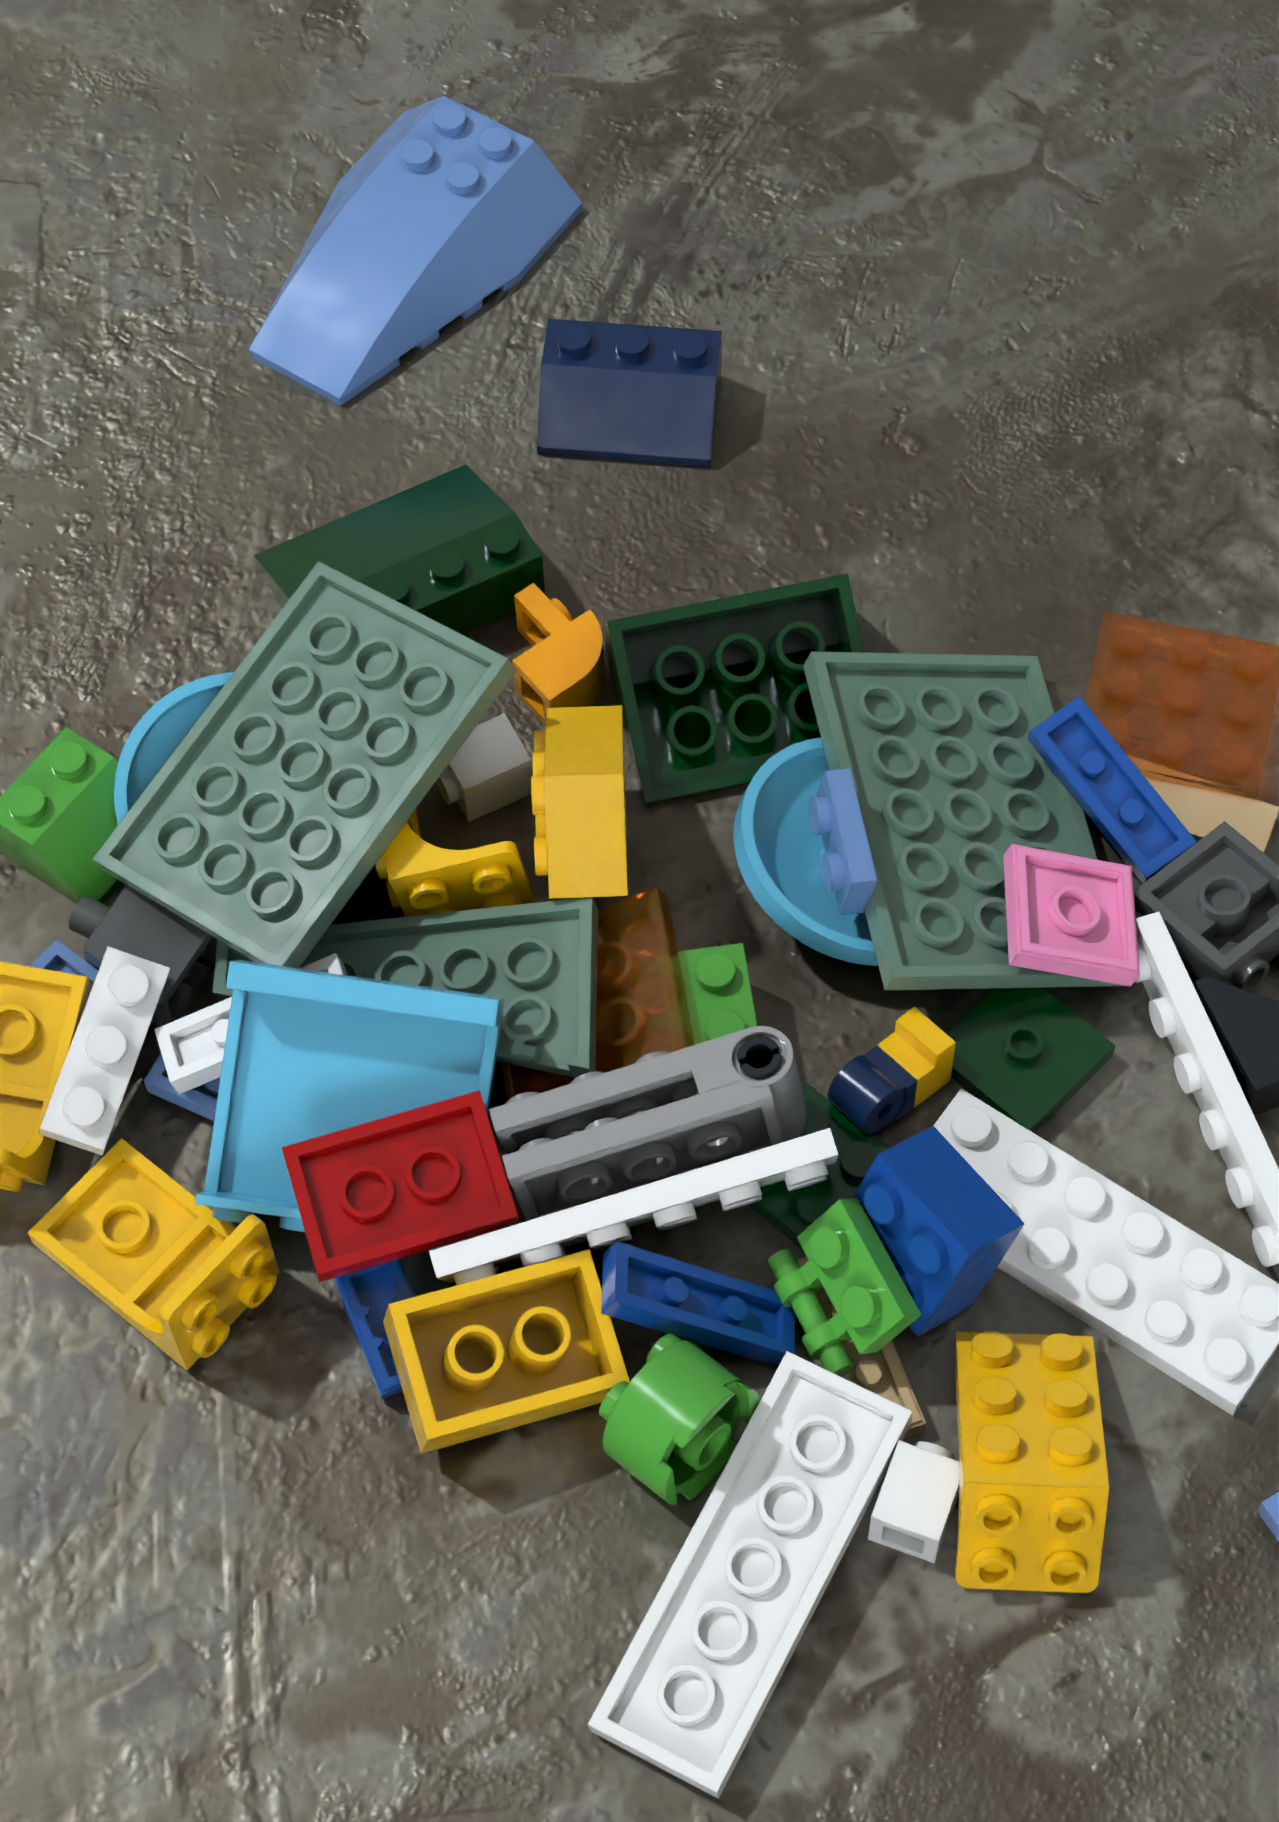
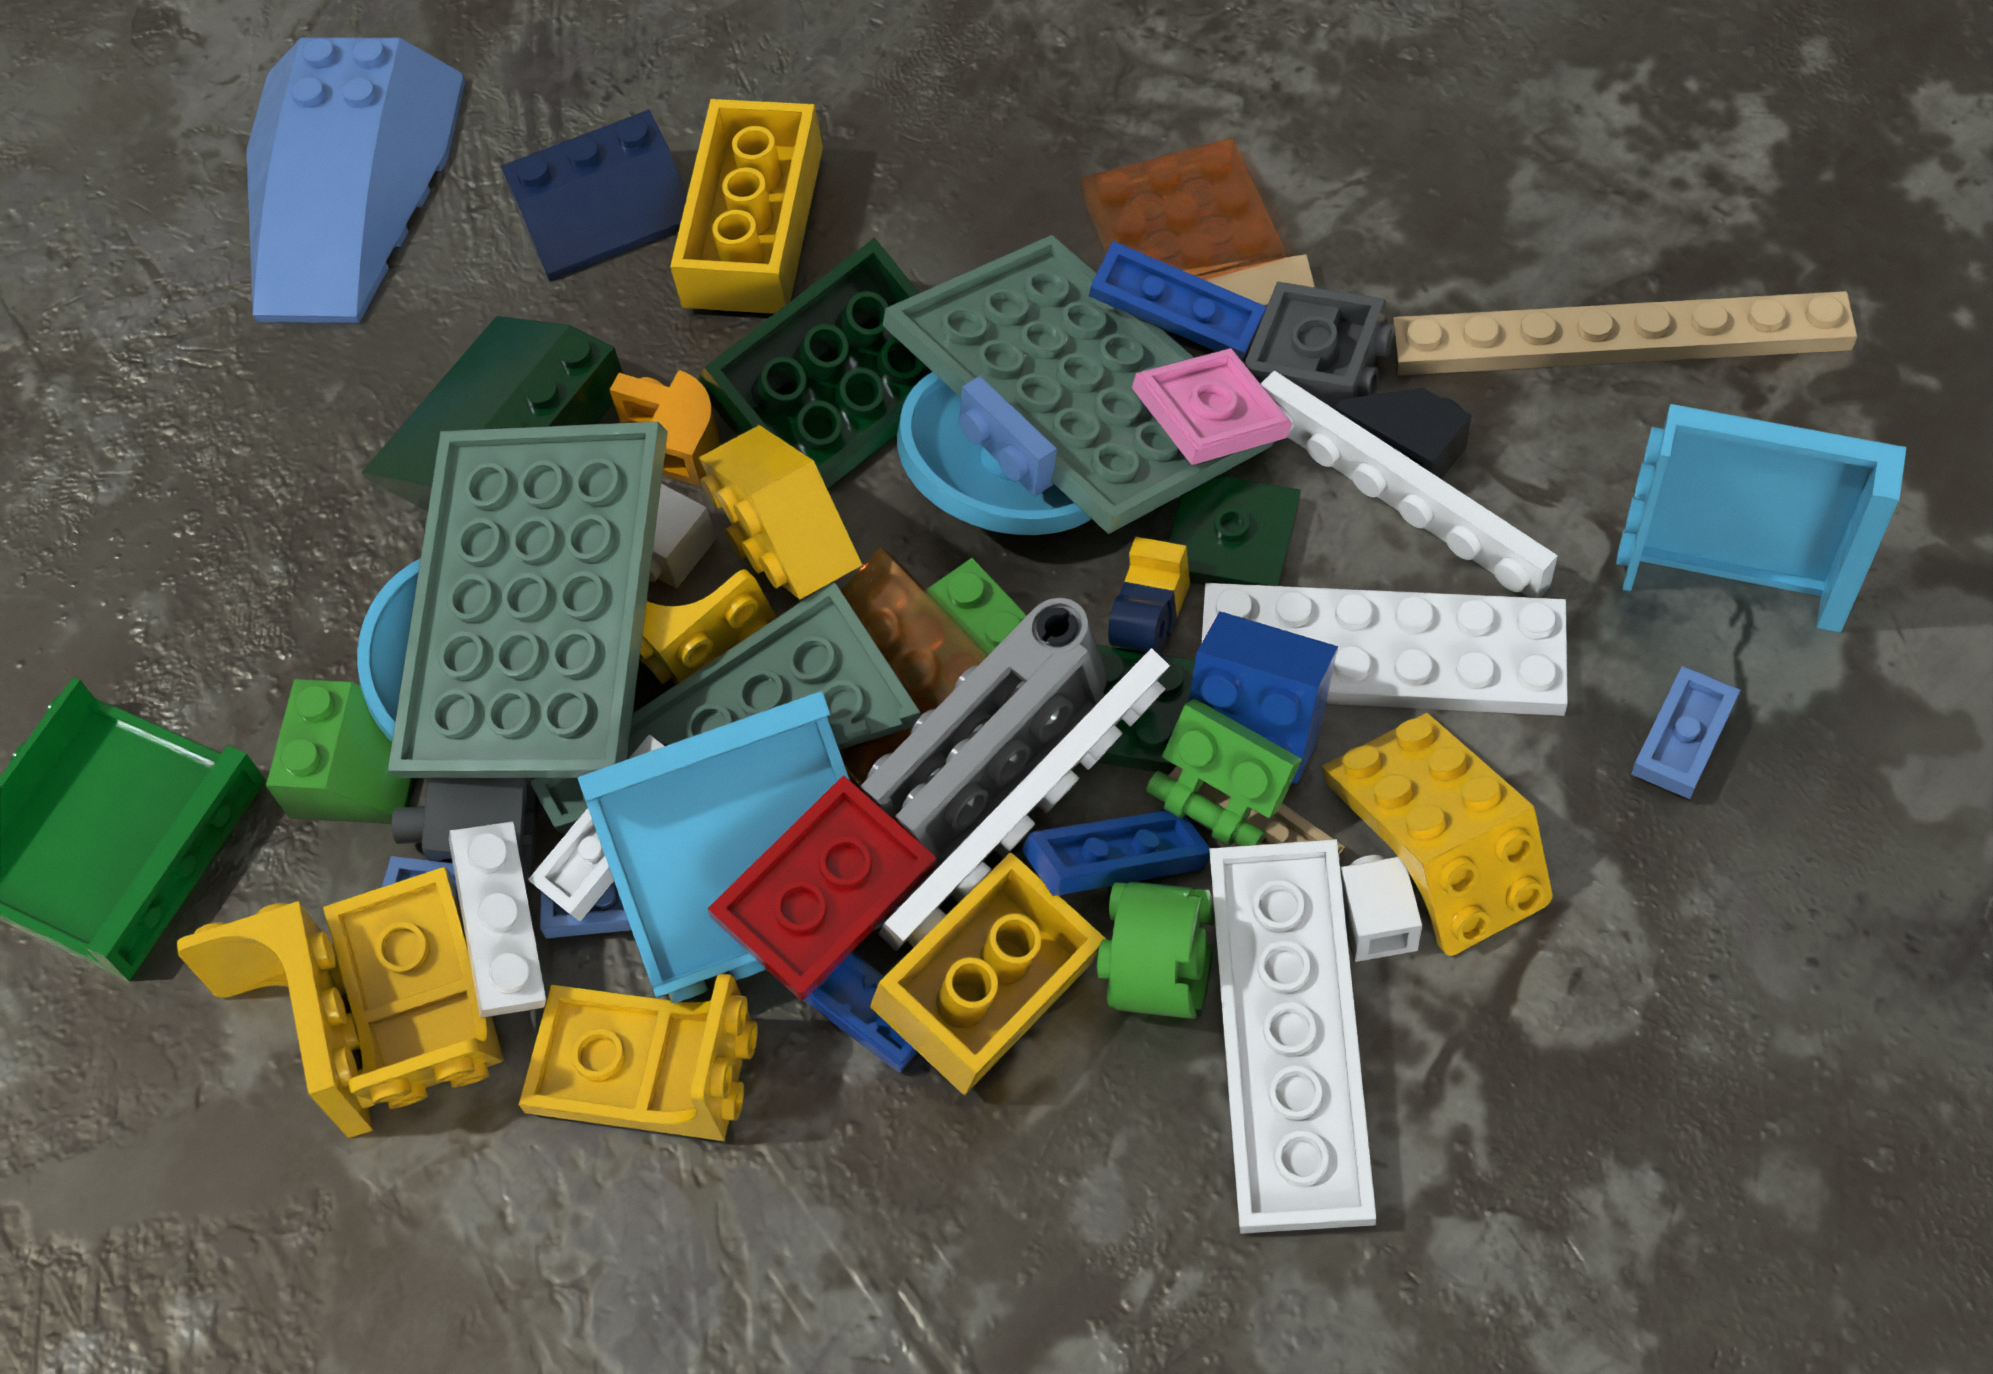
camera: 25 degrees left, 0 degrees up
(759, 476) = (747, 206): none -> yellow brick

